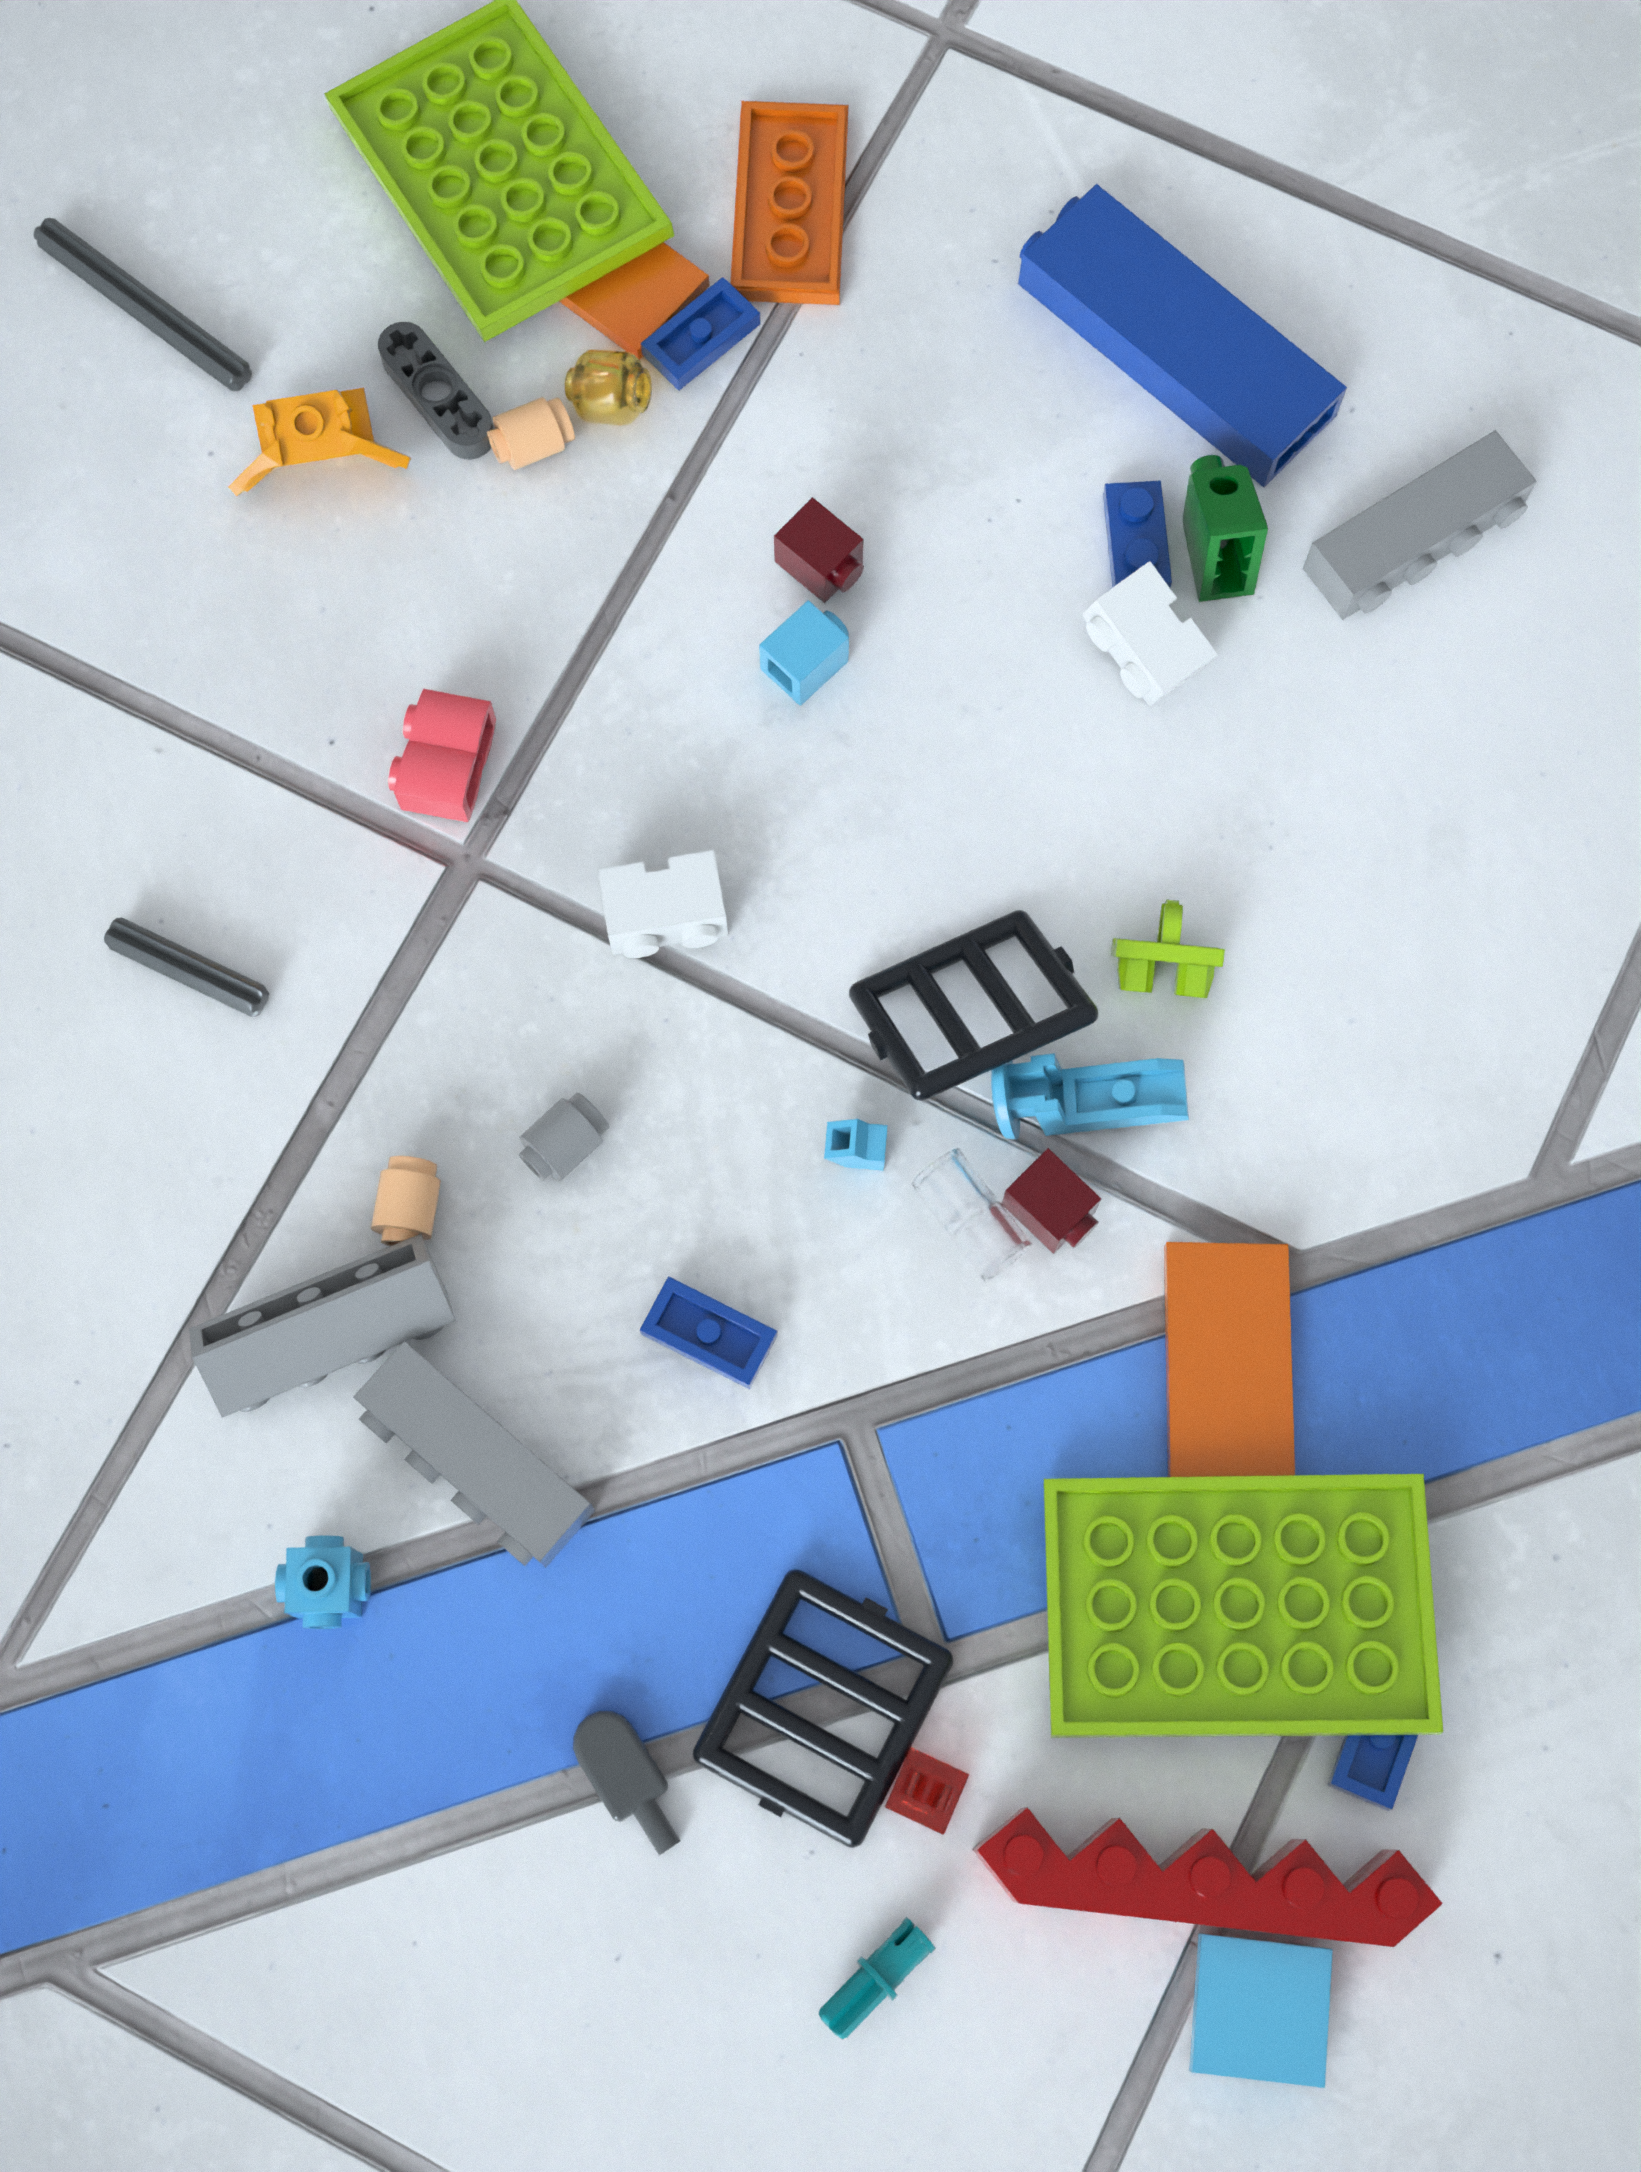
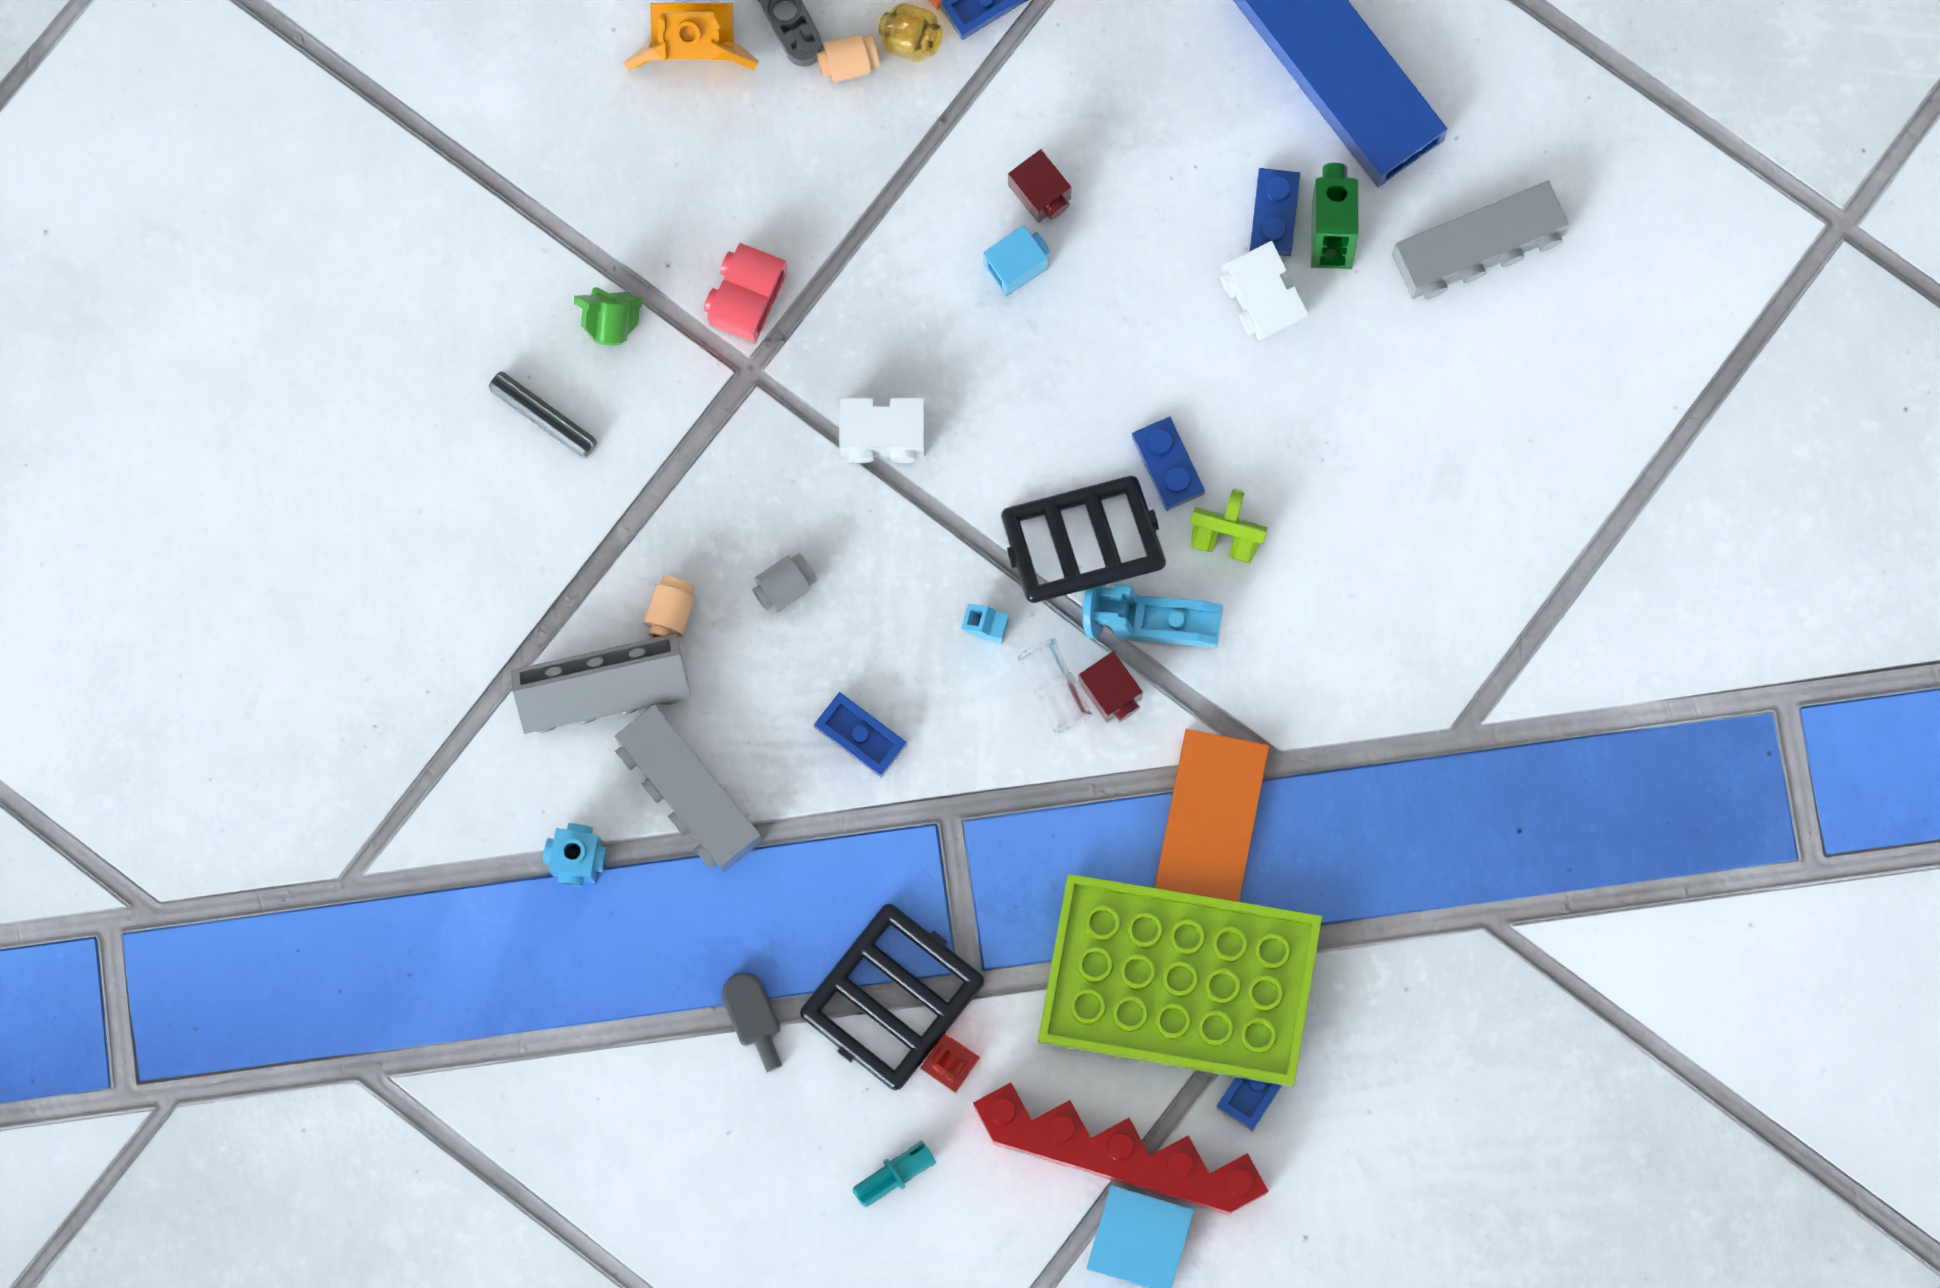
camera: 15 degrees right, 5 degrees up
(257, 817) = (609, 316): none -> bright green piece
(1064, 886) = (1168, 463): none -> blue plate

